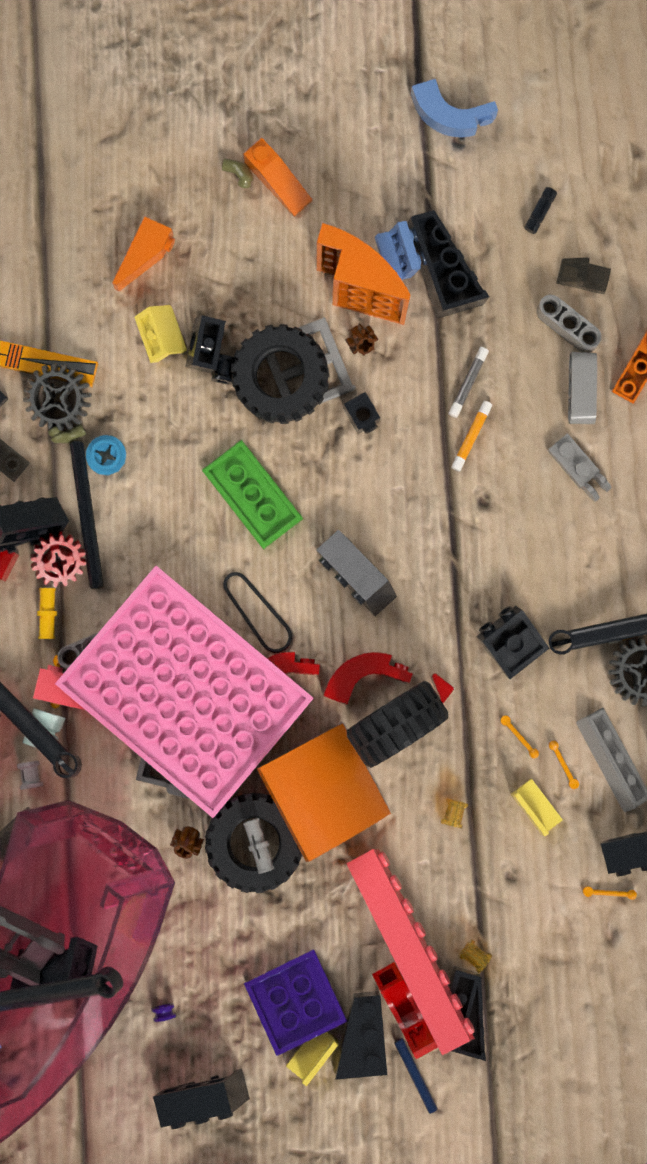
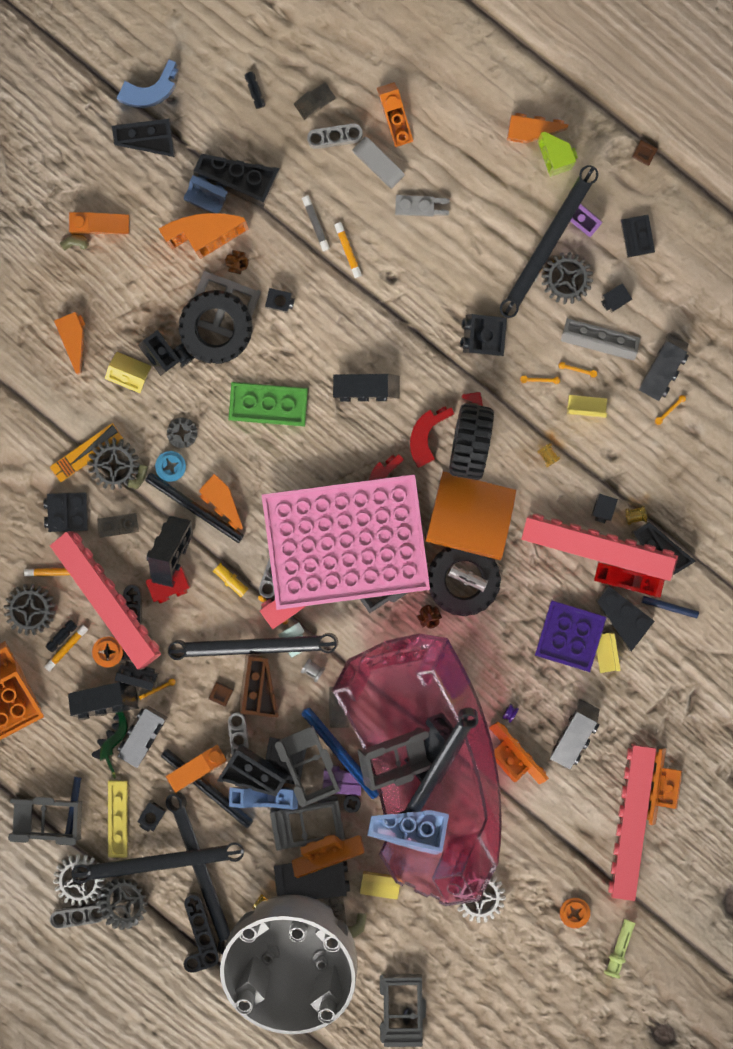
camera: 45 degrees left, 5 degrees up
(47, 562) = (199, 552): gear -> none
(120, 530) = (220, 496): none -> orange slope
(121, 1056) = (513, 758): none -> orange bracket
(149, 449) = (189, 438): none -> dark grey gear
(246, 618) = (334, 471): black piece -> none
(402, 145) = (146, 136): none -> black wedge
(452, 917) = (604, 508): none -> black brick

